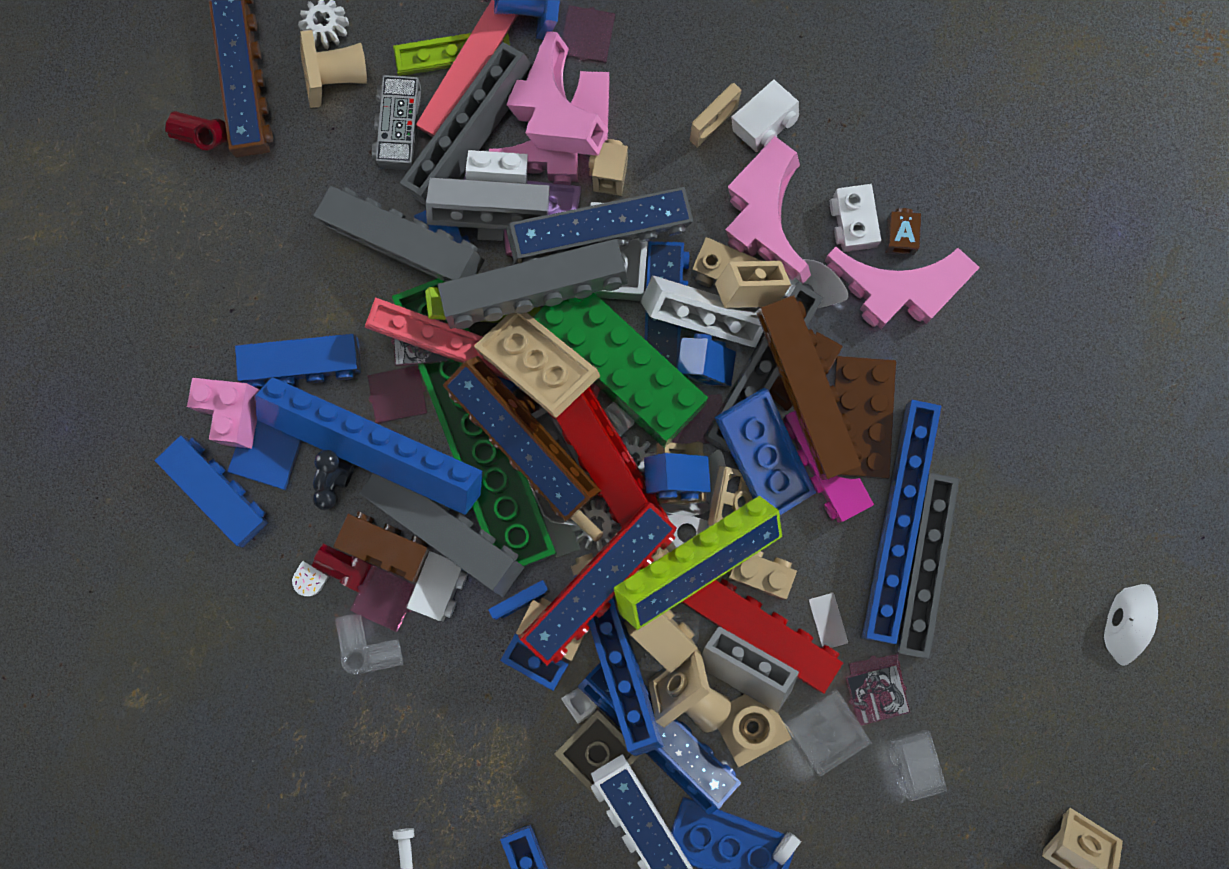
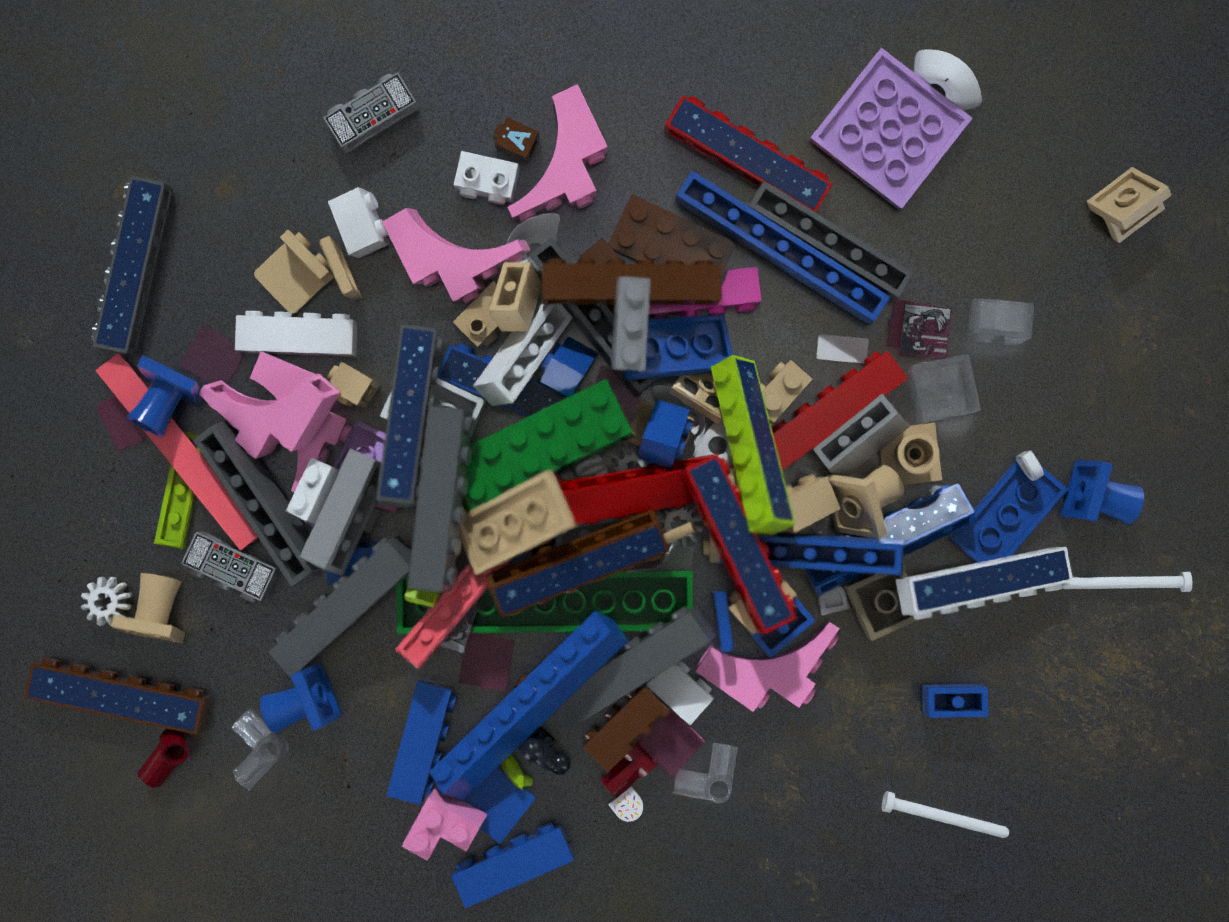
camera: 75 degrees left, 5 degrees up
(225, 218) = (259, 761): none -> clear piece
(299, 460) = (515, 773): none -> lime bar
(300, 240) = (309, 698): none -> blue plant
(490, 684) = (785, 673): none -> bright pink arch
(637, 100) = (296, 335): none -> white brick
(694, 75) = (294, 272): none -> tan bracket
(768, 398) = (630, 324): none -> light grey brick
(874, 88) = (370, 111): none -> brick
(978, 454) = (745, 154): none -> dark blue brick
(1061, 585) = (890, 129): none -> lavender plate

